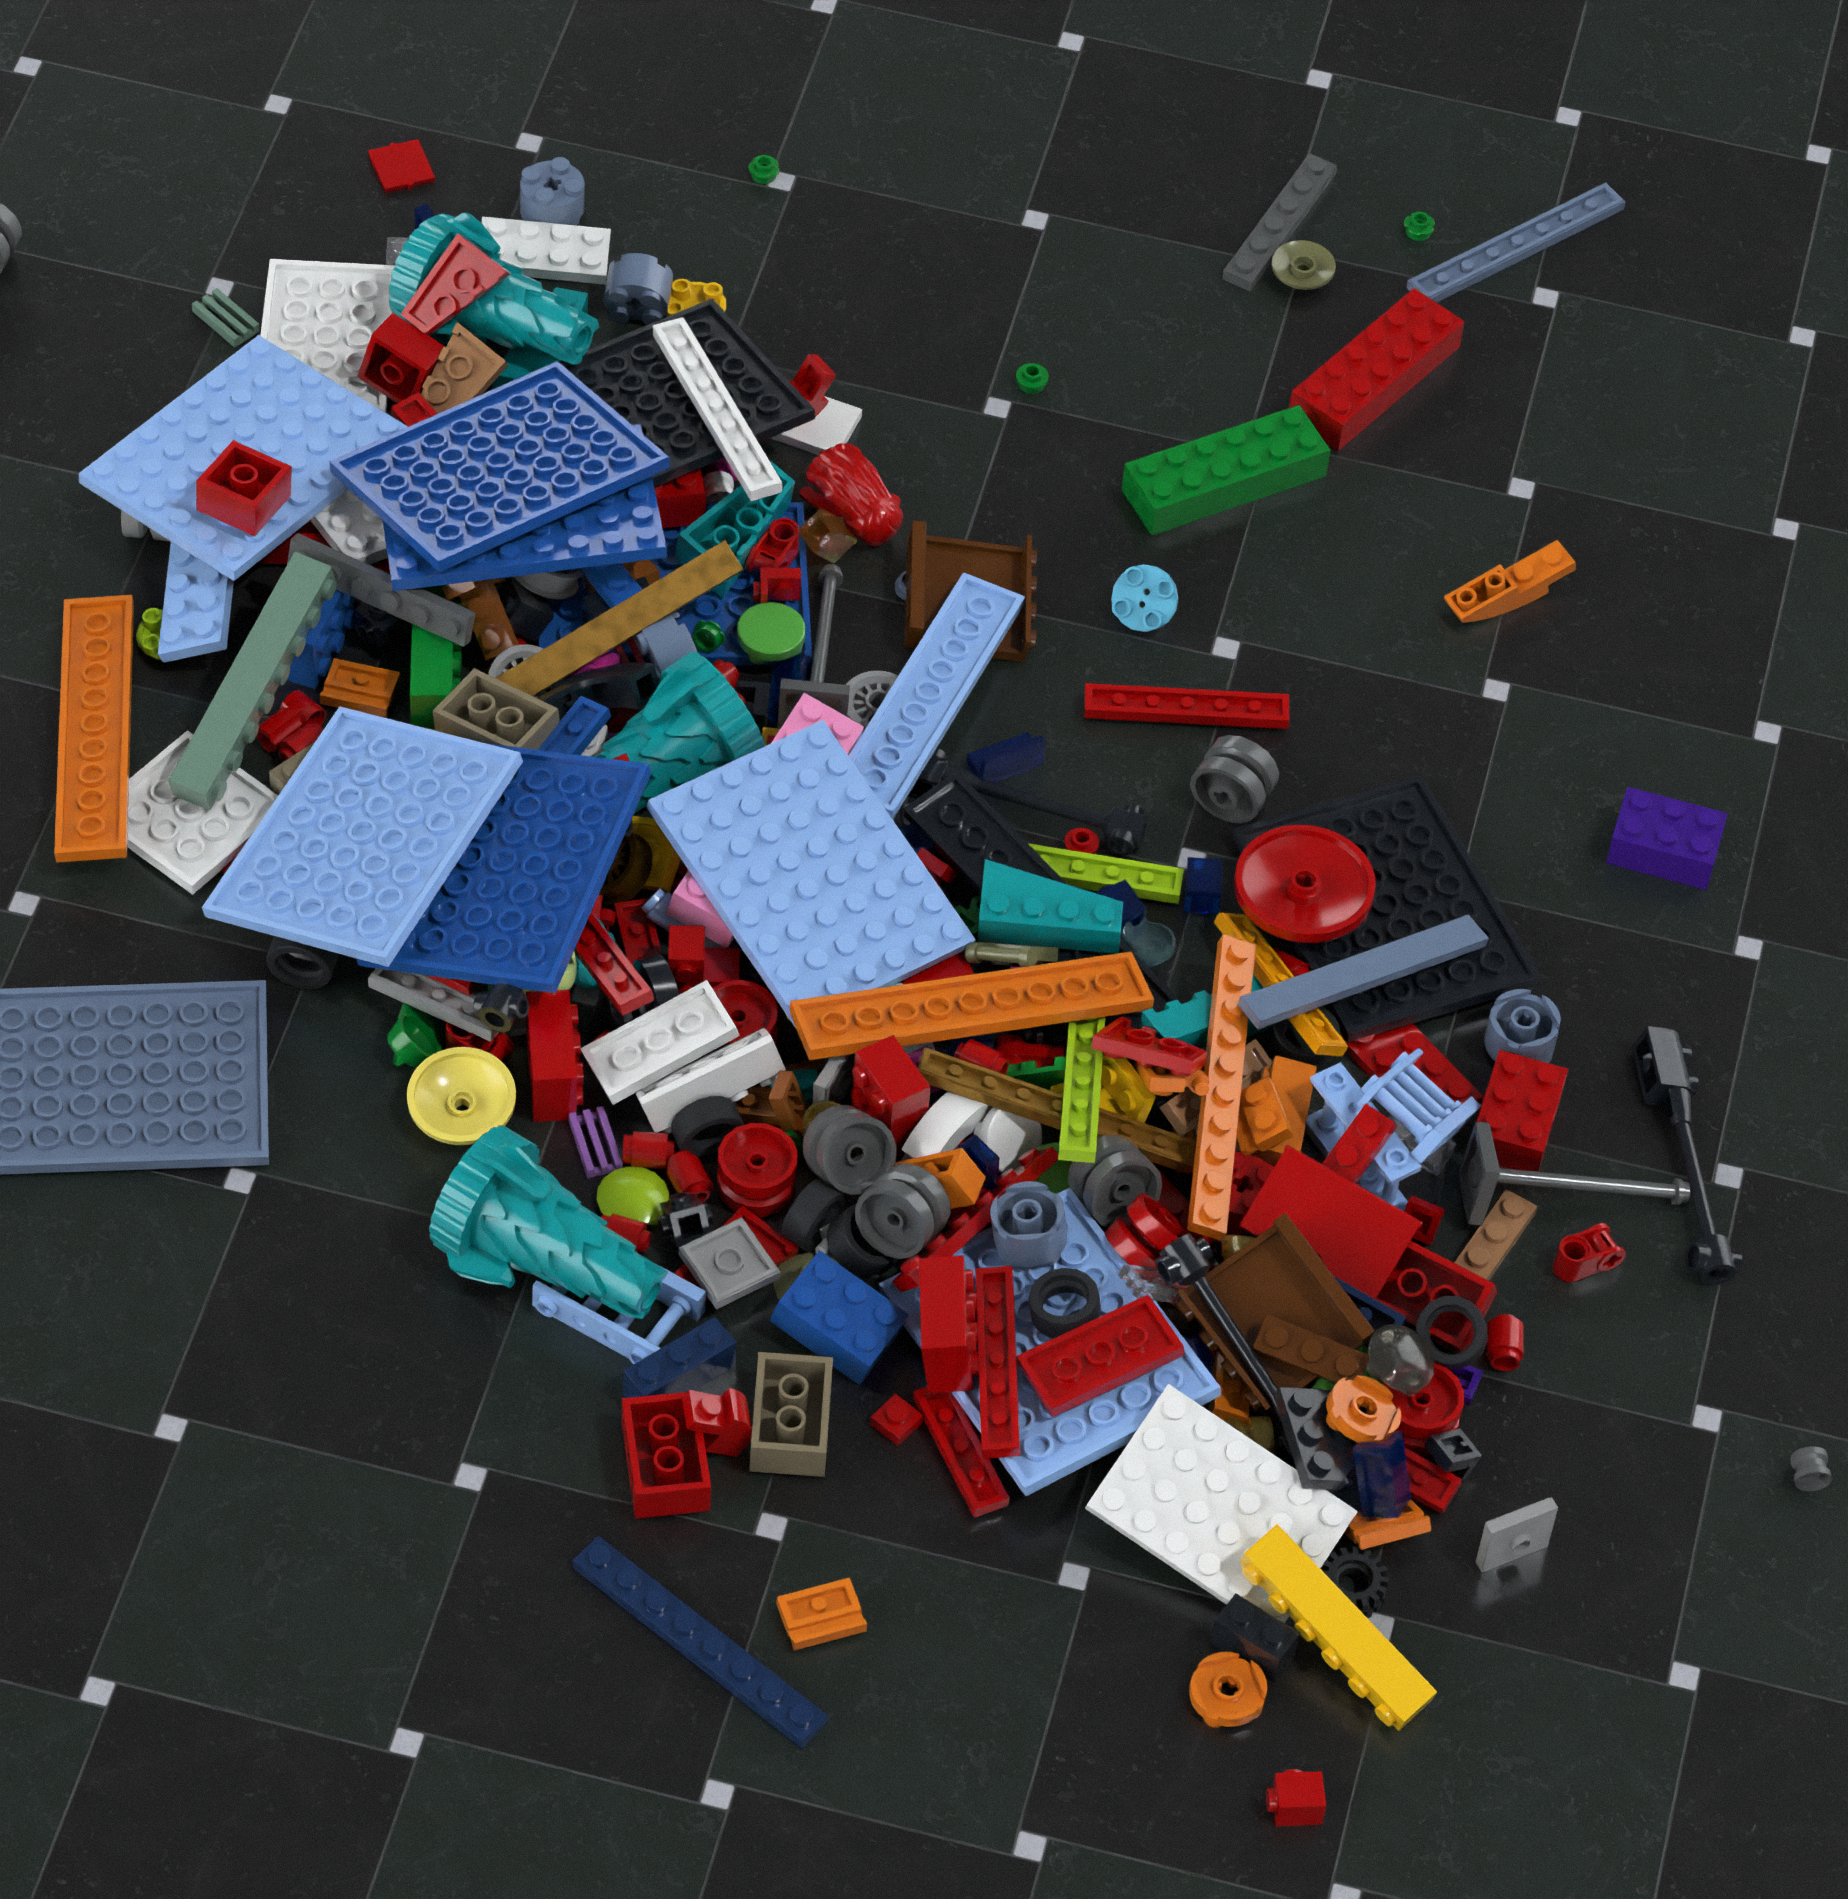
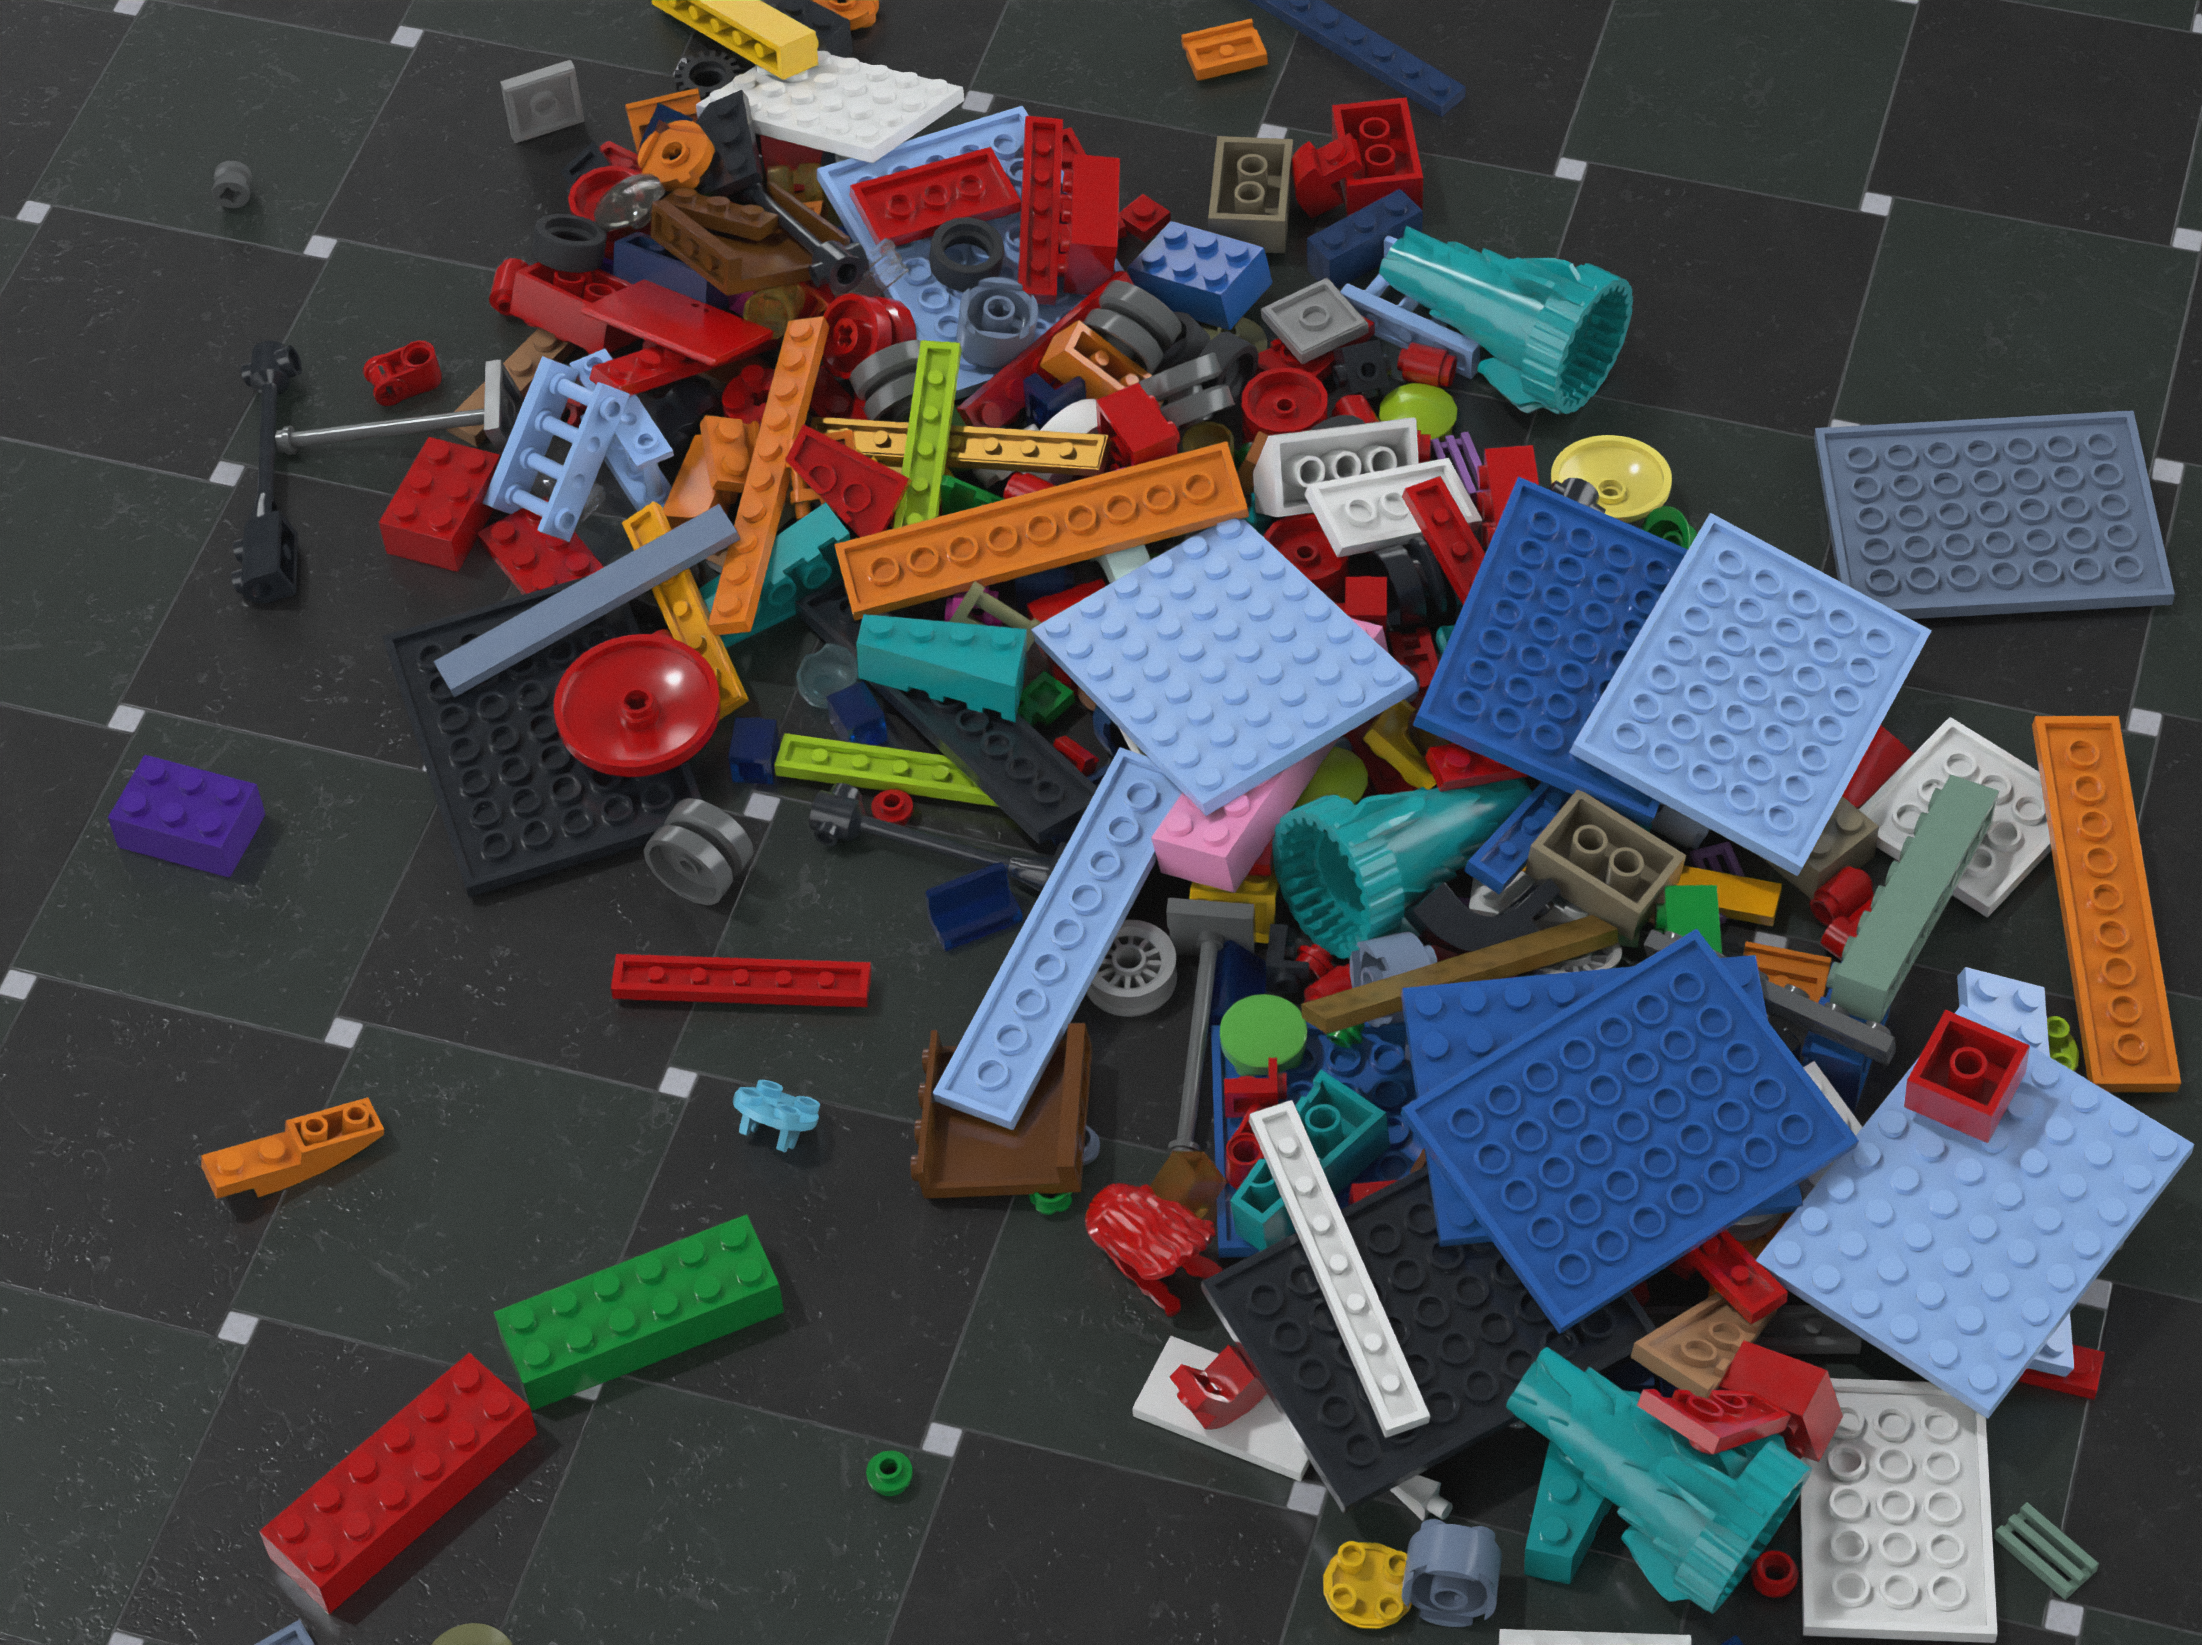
camera: 170 degrees left, 0 degrees up
(1523, 1025) = (417, 581): sand blue brick -> none

